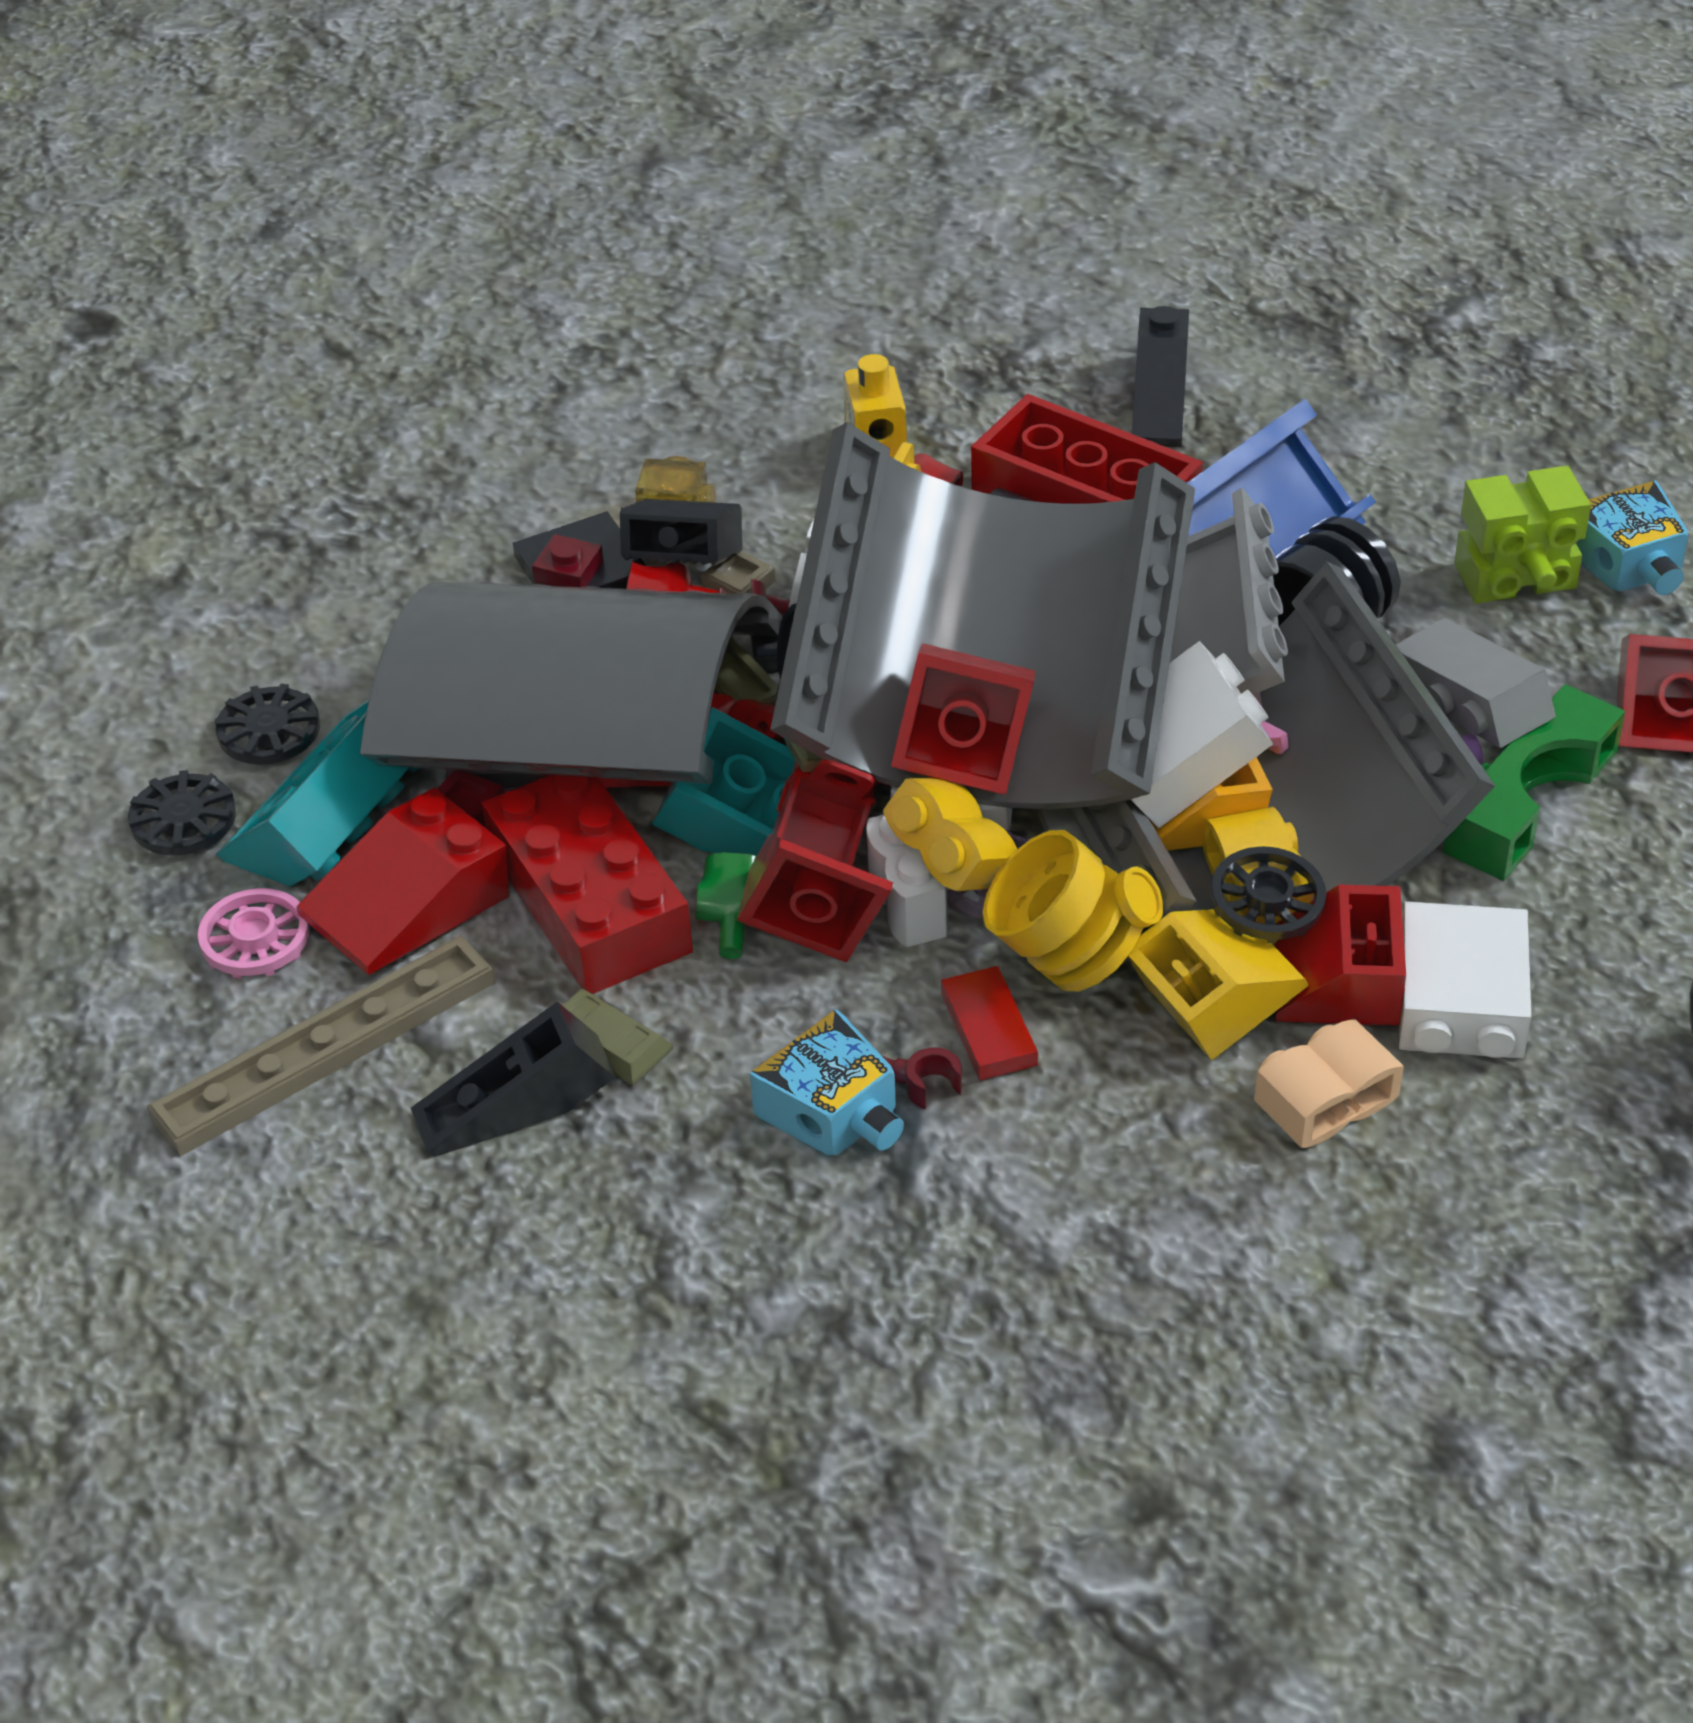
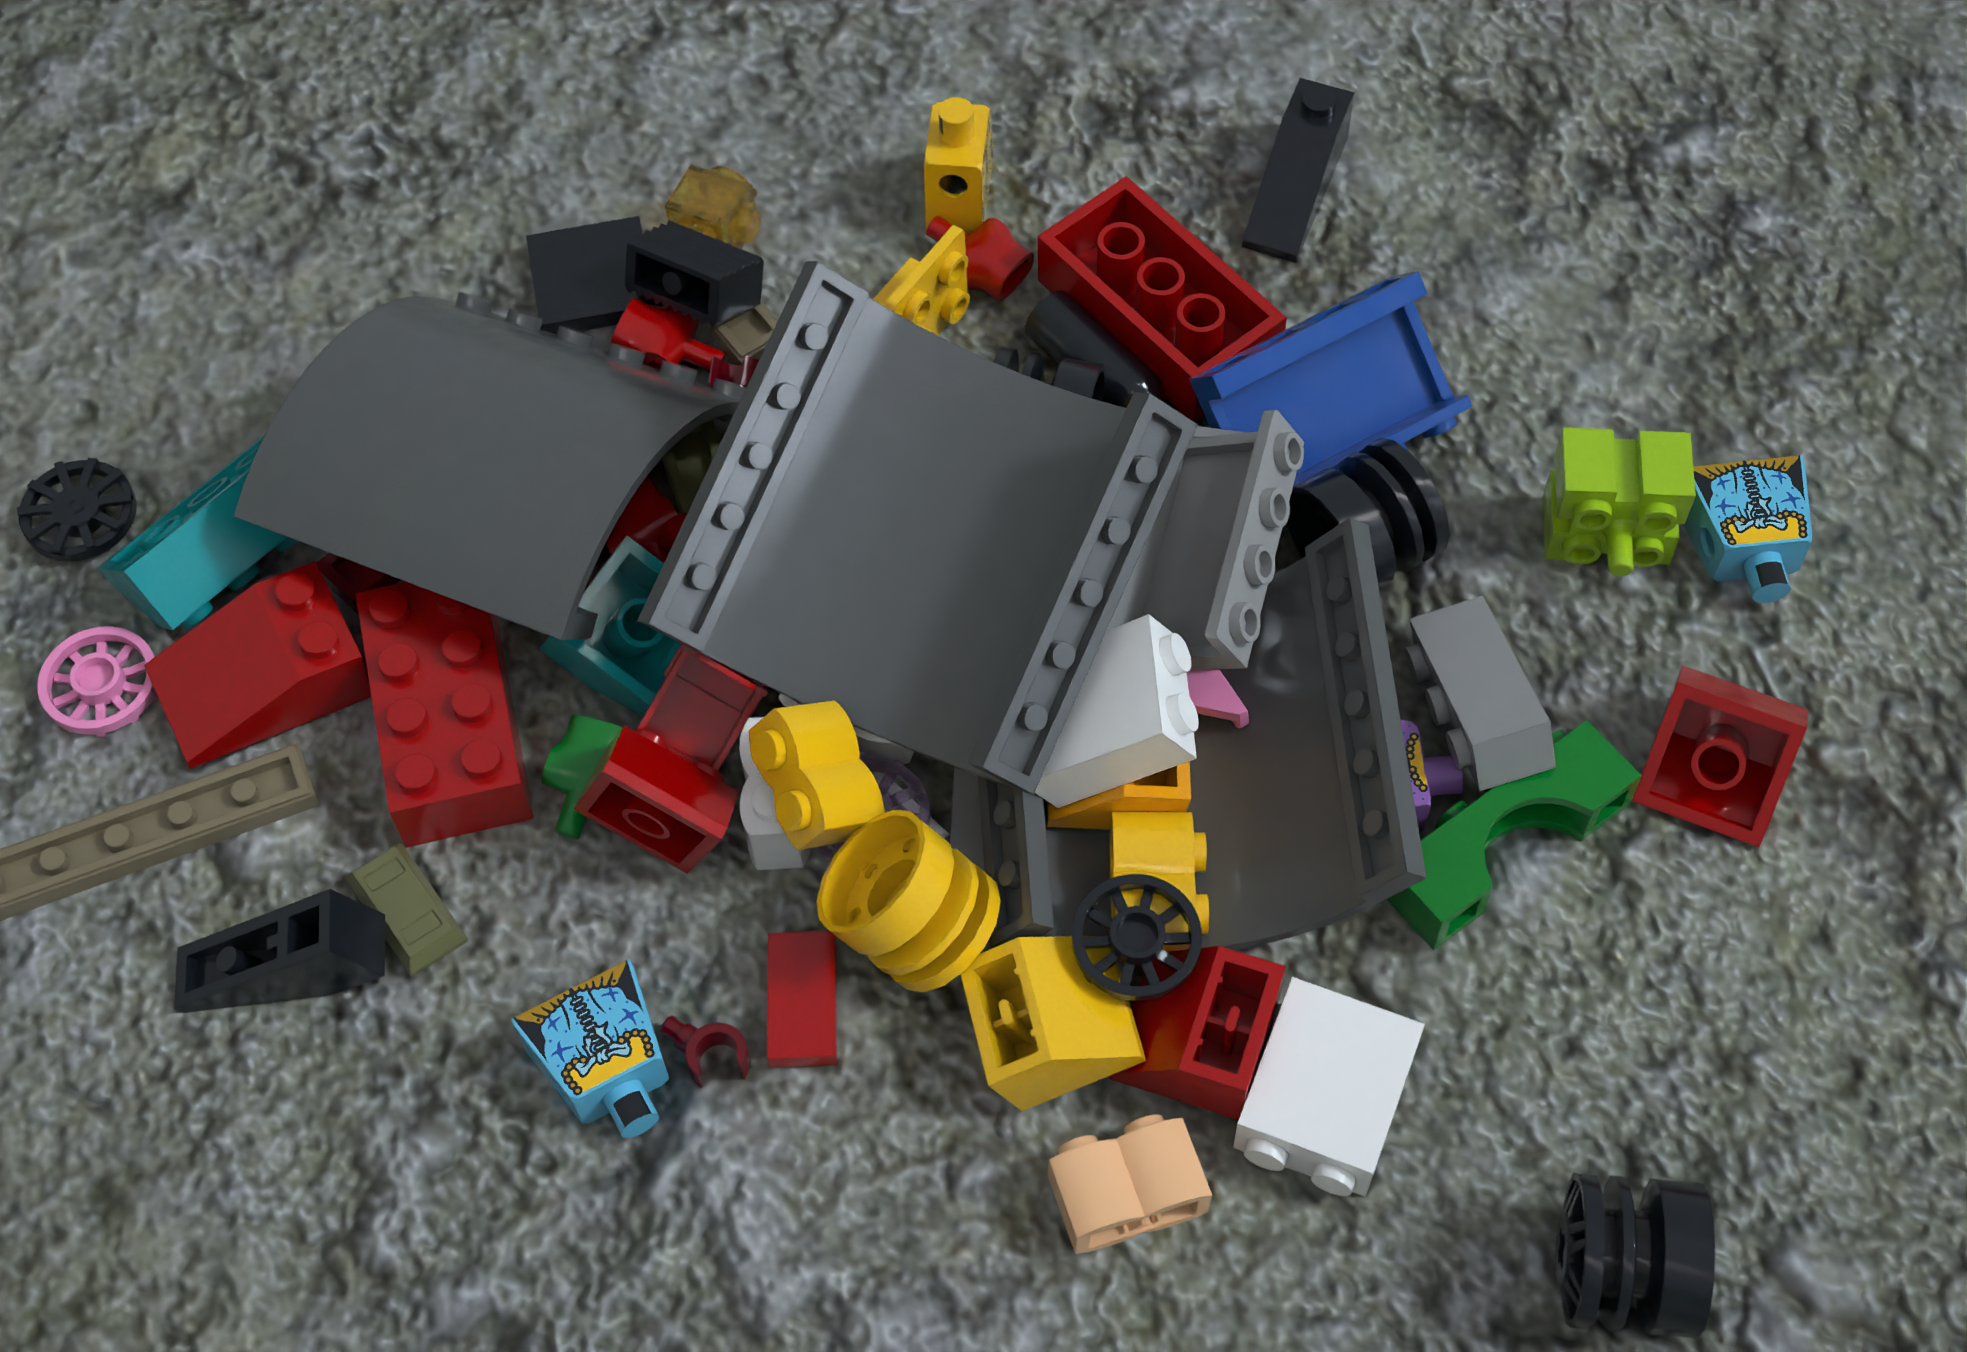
camera: 15 degrees right, 15 degrees up
(267, 725) = (200, 415): black wheel -> none
(567, 562) = (569, 281): dark red plate -> none
(963, 718) = (865, 639): red slope -> none
(1138, 897) = (986, 914): yellow piece -> none

